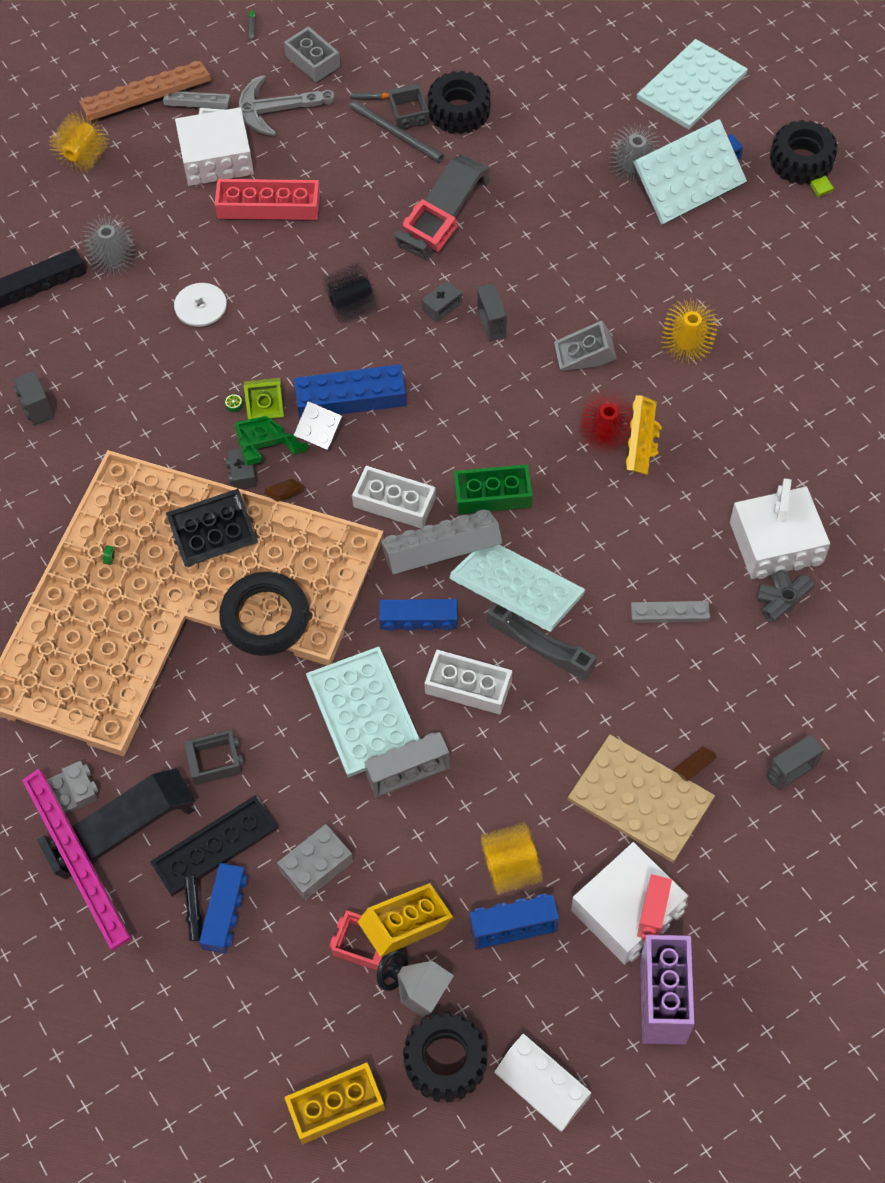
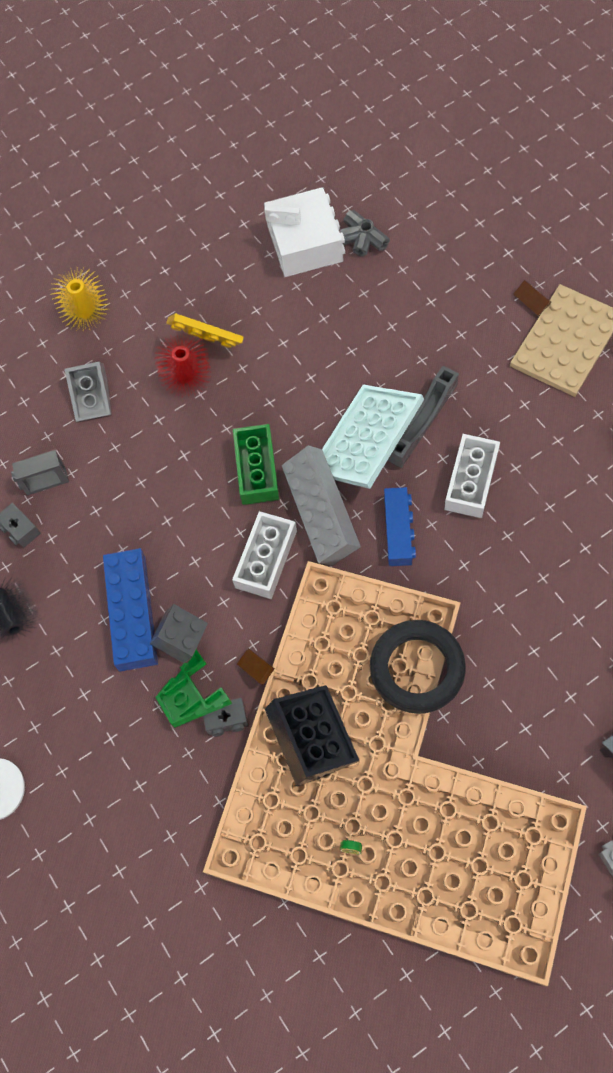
camera: 85 degrees left, 5 degrees up
(32, 398) = (124, 978): dark grey brick -> none
(208, 742) = (600, 724): dark grey window -> none
(233, 403) = (135, 736): green tile -> none
(264, 398) = (132, 701): lime slope -> none
(361, 708) = (508, 571): light aqua plate -> none
(407, 764) = (568, 522): light grey brick -> none
(670, 612) = (381, 320): light grey plate -> none
(794, 762) = (528, 223): dark grey window -> none

